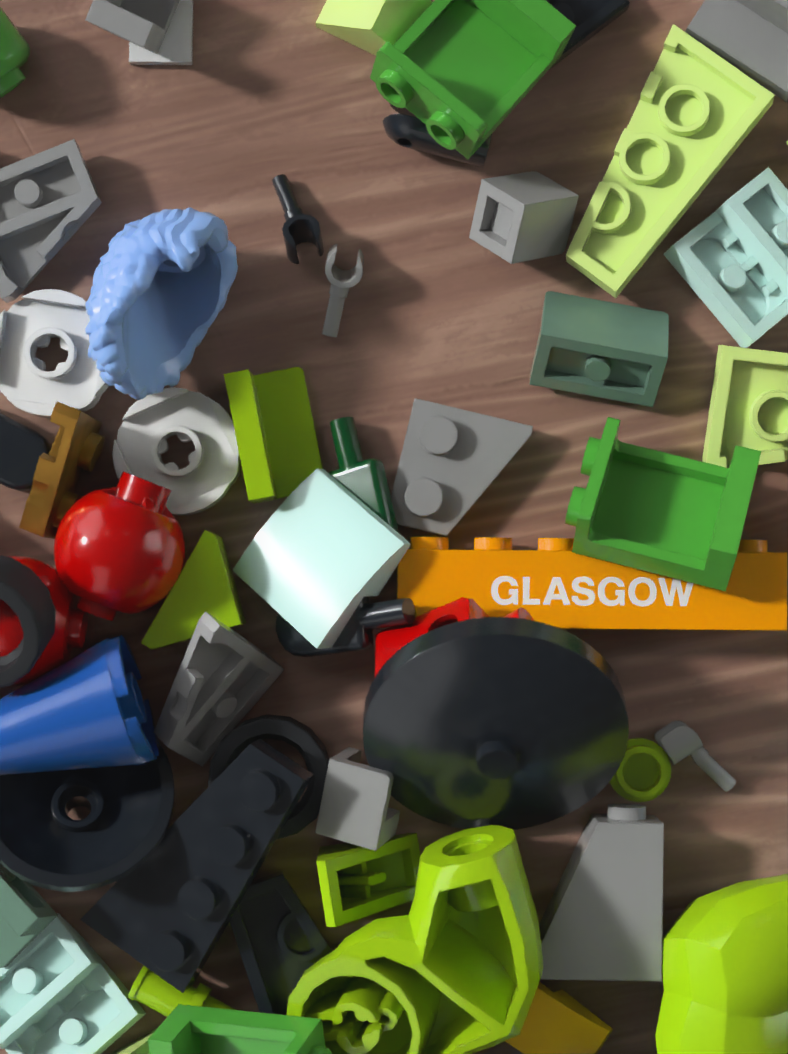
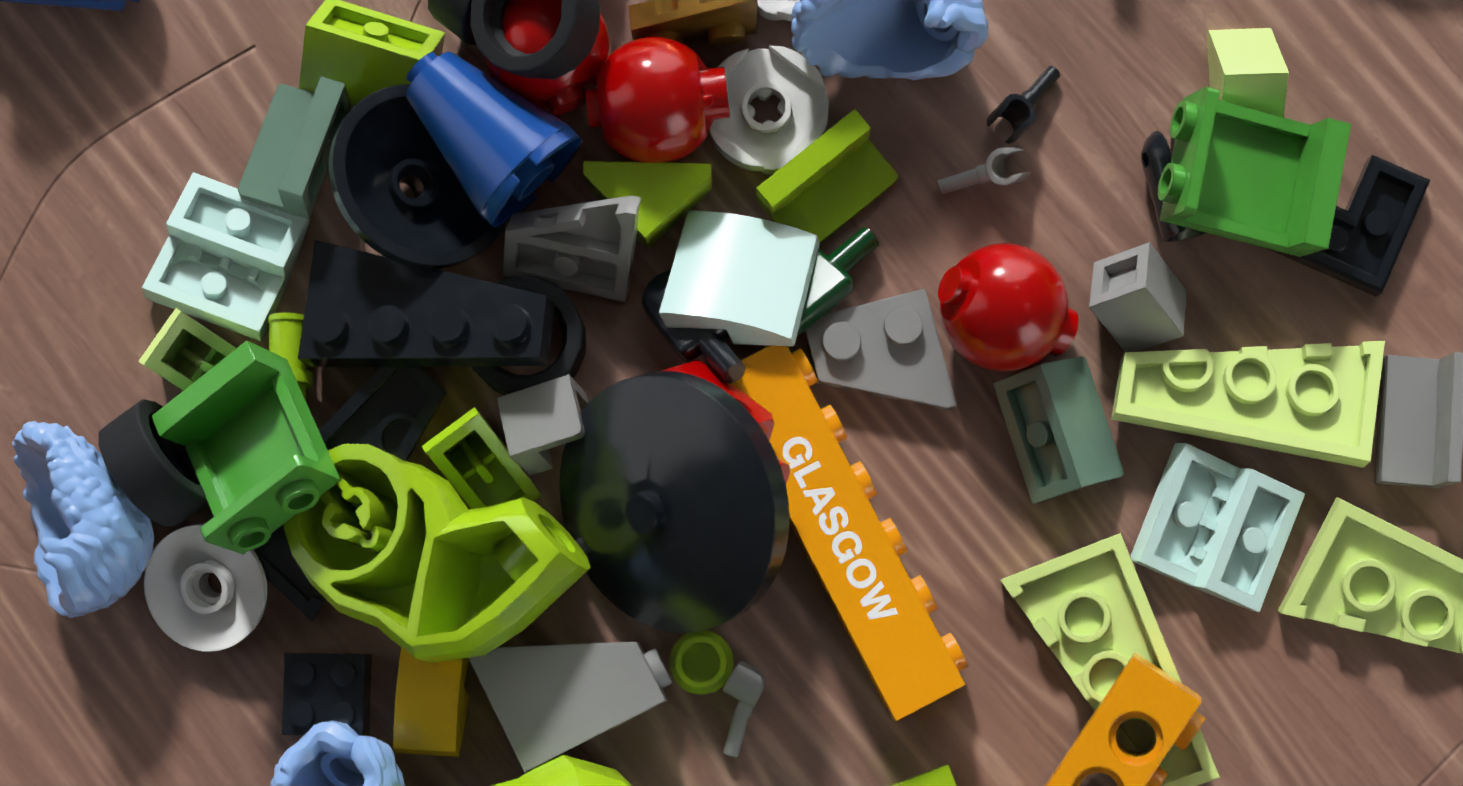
camera: 70 degrees right, 5 degrees down
(474, 337) = (1006, 308): none -> red brick
(661, 509) = (944, 551): bright green panel -> none

